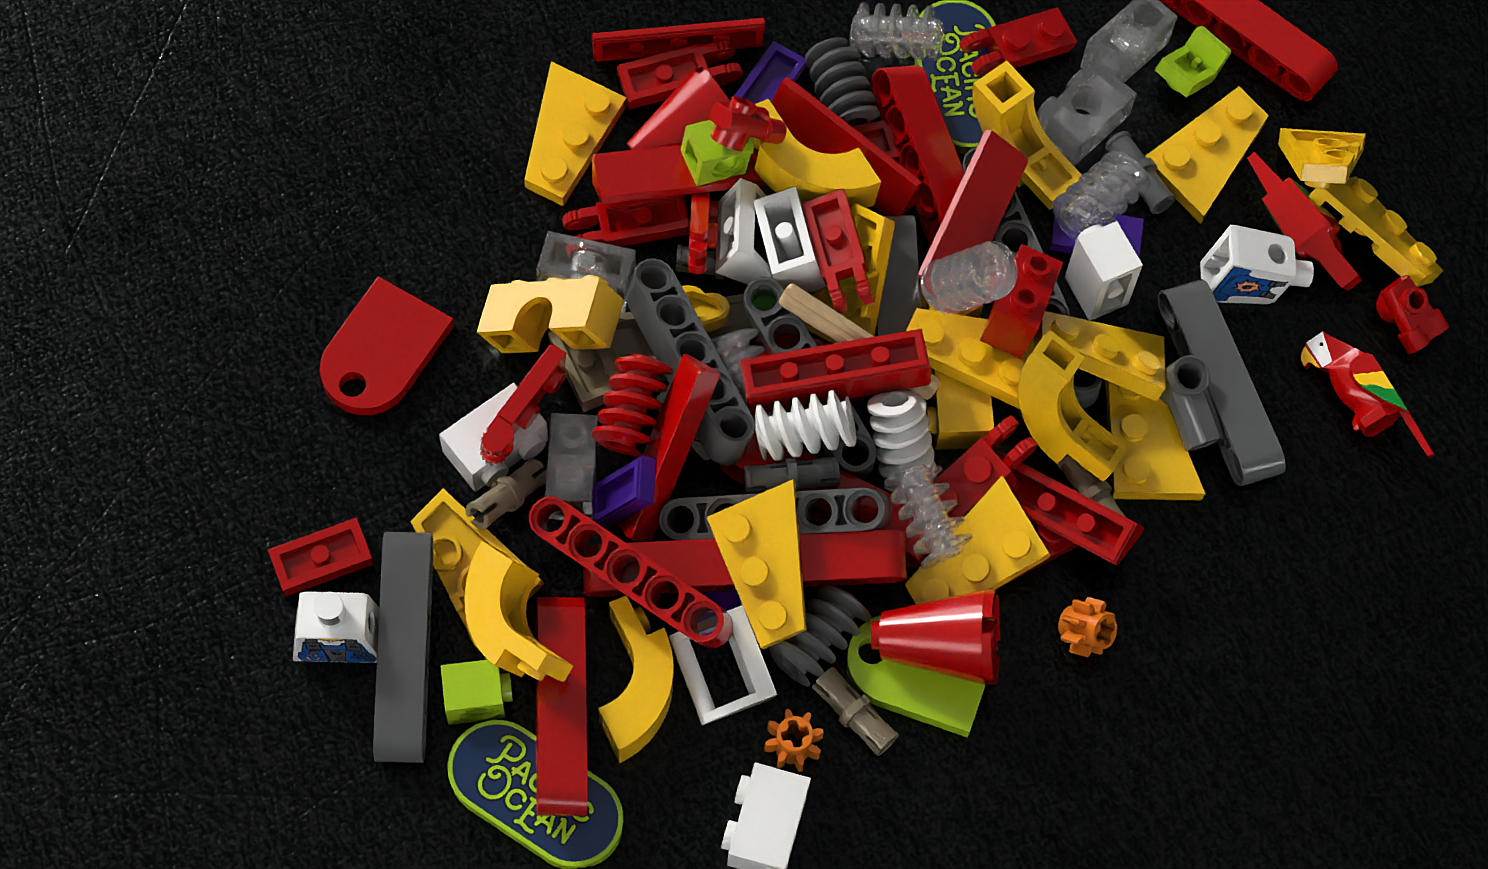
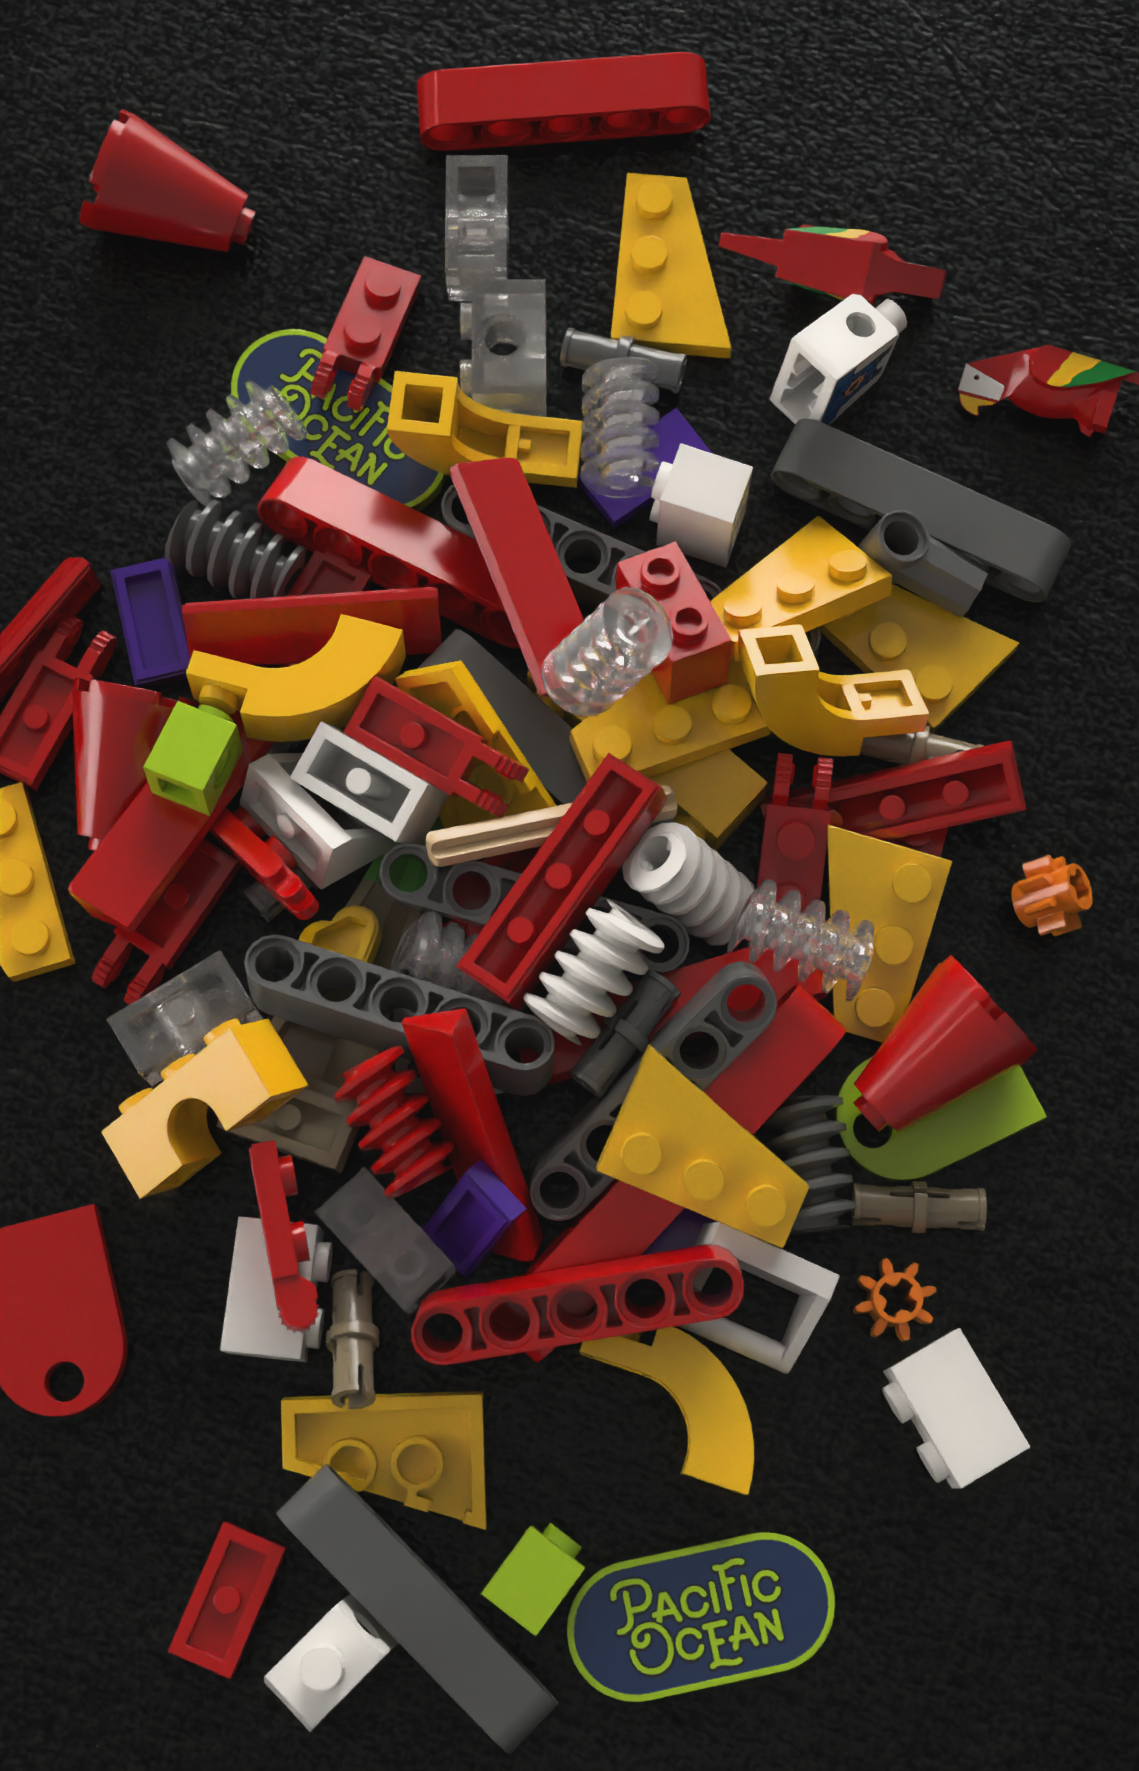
camera: 40 degrees left, 10 degrees up
(497, 618) = (493, 1488): yellow arch -> none
(562, 711) = (641, 1506): red beam -> none
(742, 120) = (203, 707): red plate -> none
(1195, 63) = (560, 188): lime bracket -> none
(1321, 155) = (789, 174): yellow wing -> none
(1369, 218) = (919, 194): yellow wing -> none
(1409, 308) = (1026, 260): red plate -> none

